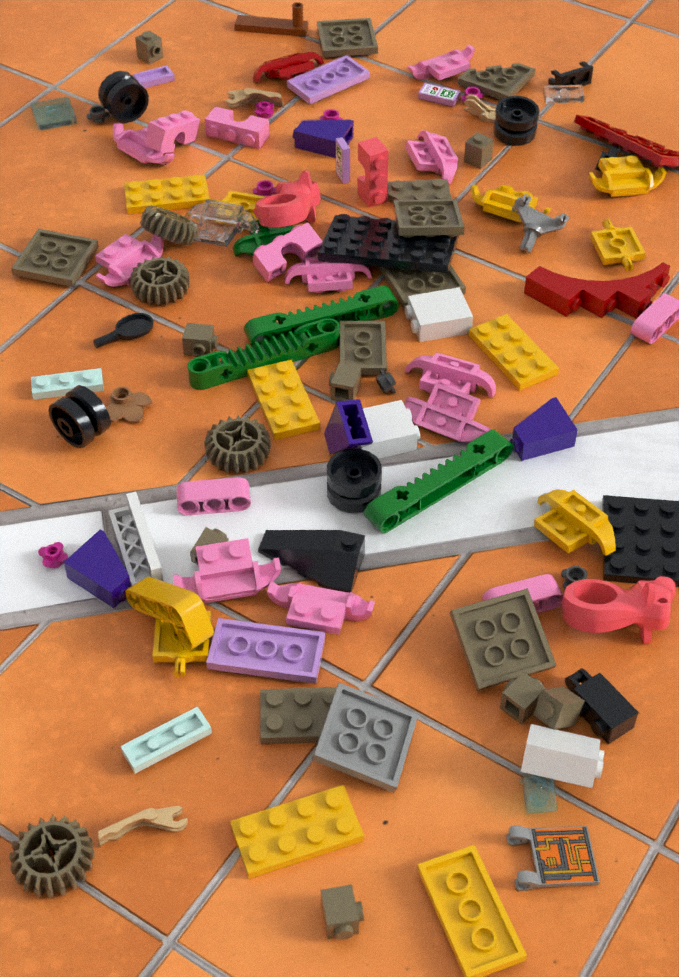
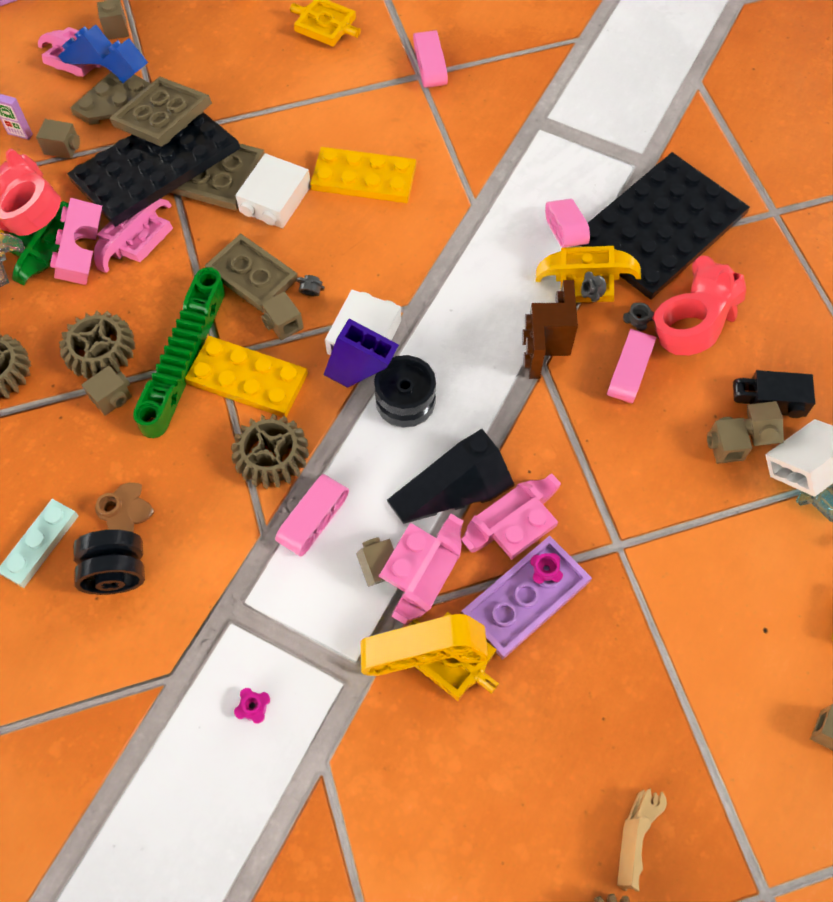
camera: 50 degrees left, 15 degrees up
(99, 570) = (315, 674): dark purple slope -> none
(128, 327) = (23, 436): black piece -> none
(143, 538) = (309, 608): white fence -> none
(166, 740) = (558, 751): light aqua plate -> none
(226, 311) = (100, 351): none -> dark tan gear
(291, 636) = (552, 561): none -> dark pink plate
(293, 714) = (614, 616): dark tan plate -> none
(296, 831) = (730, 709): yellow plate -> none
(353, 192) = (58, 138): none -> dark tan brick
(365, 737) = (685, 585): light grey plate -> none
(374, 184) = (56, 90): coral arch -> none
(376, 302) = (161, 314): green gear -> none
(407, 501) = (460, 337): green gear -> none
(436, 155) = (95, 48): none -> blue arch
(448, 414) = (392, 269): bright pink plate -> none
(452, 373) = (349, 236): bright pink plate -> none
(493, 526) = (550, 329): none -> reddish brown bracket
(502, 200) = (199, 48): yellow plate -> none
(502, 639) = (668, 411): dark tan plate -> none
(535, 222) = (245, 47): light grey axle -> none
(544, 431) = (475, 219): dark purple slope -> none
(556, 525) = (593, 286): none -> dark grey plate
(598, 297) = (346, 90): red arch -> none
(600, 480) = (567, 223): none -> bright pink beam

